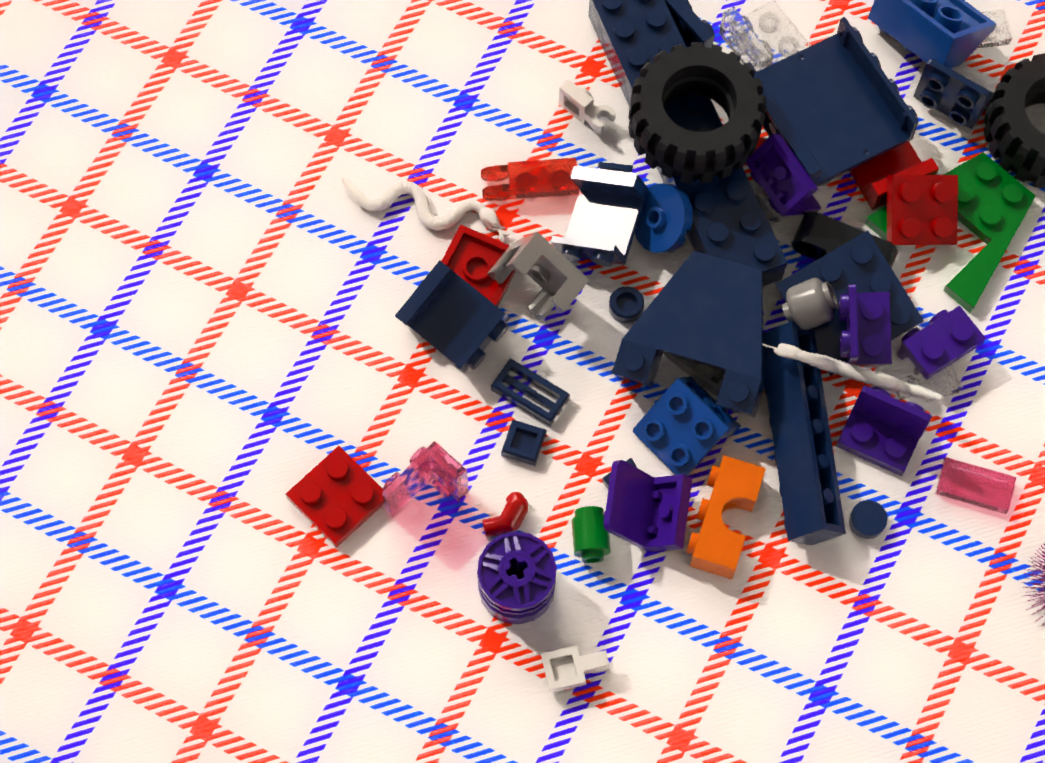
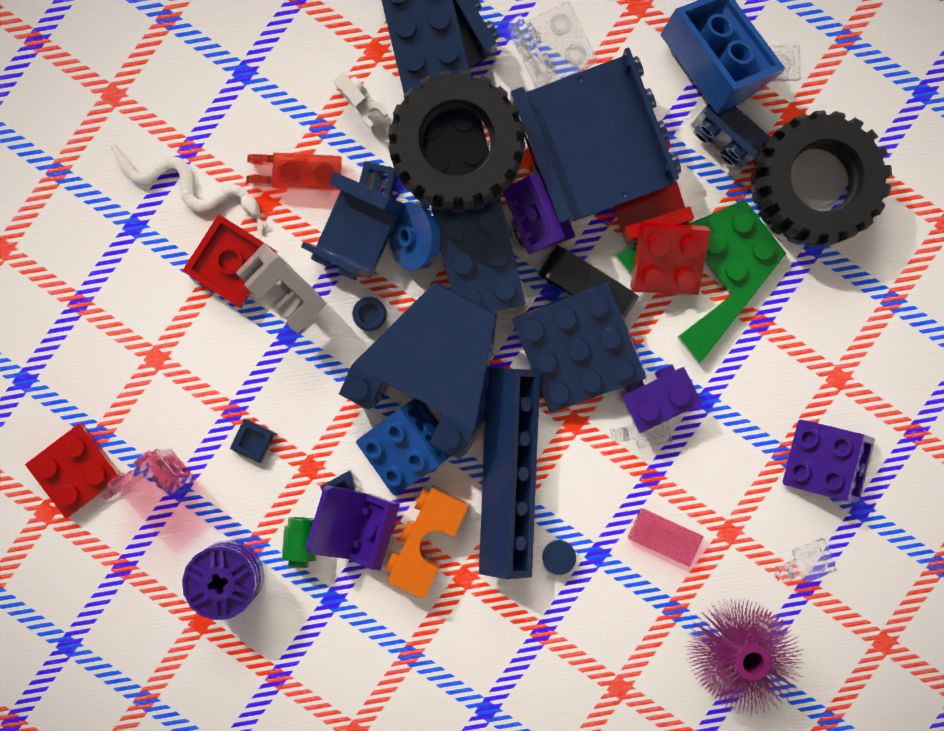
camera: 10 degrees right, 20 degrees up
(453, 317) = (200, 311): dark blue panel -> none
(510, 518) = (230, 512): red arm -> none
(526, 405) = (287, 409): dark blue tile -> none
(567, 668) = (261, 662): white plate -> none
(810, 303) = (538, 353): light grey head -> none
(855, 372) = (553, 416): white animal -> none
(867, 327) = (588, 383): dark purple bracket -> none
(883, 429) = (583, 481): dark purple bracket -> none

